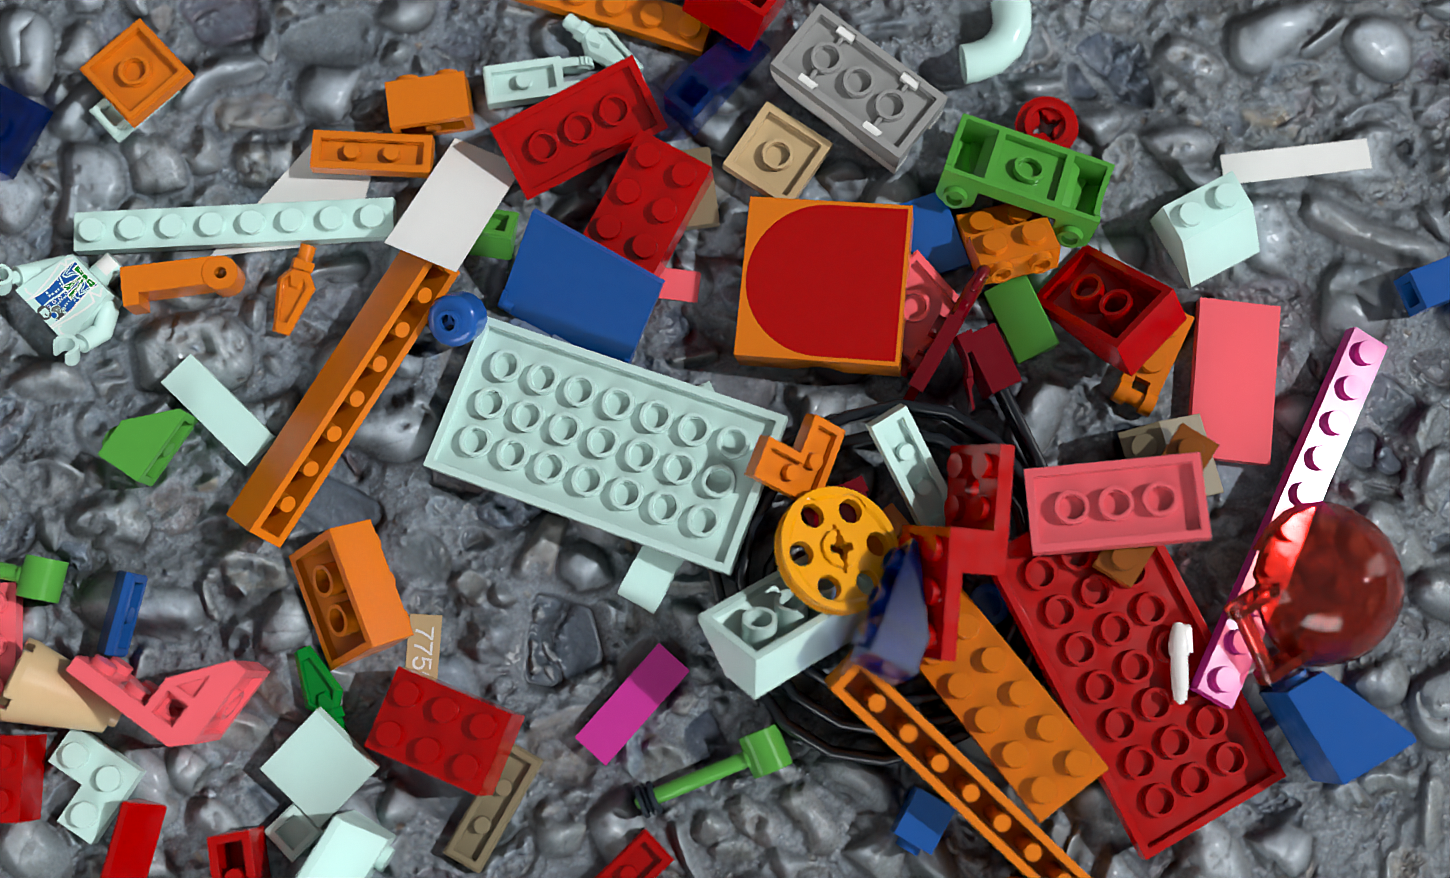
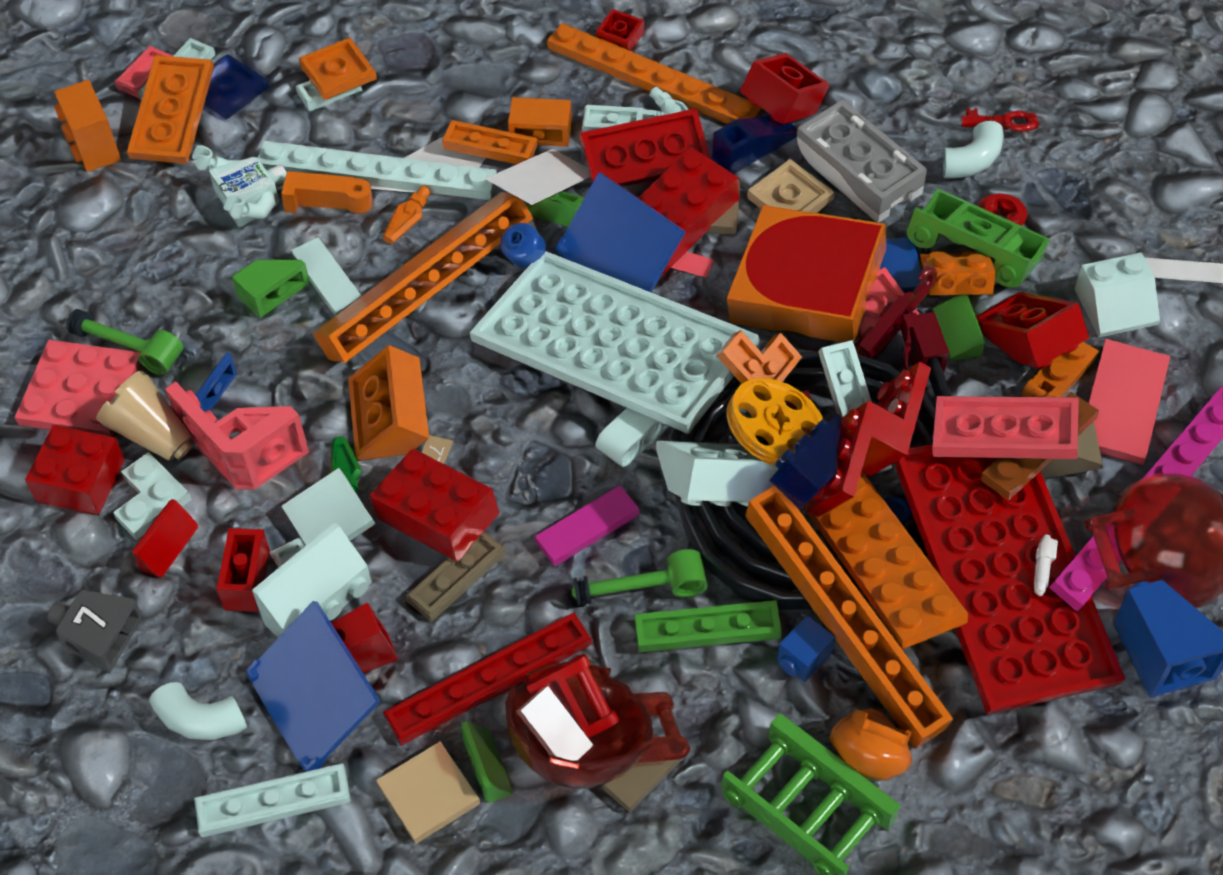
camera: 15 degrees right, 25 degrees down
(803, 813) = (707, 626): none -> bright green plate

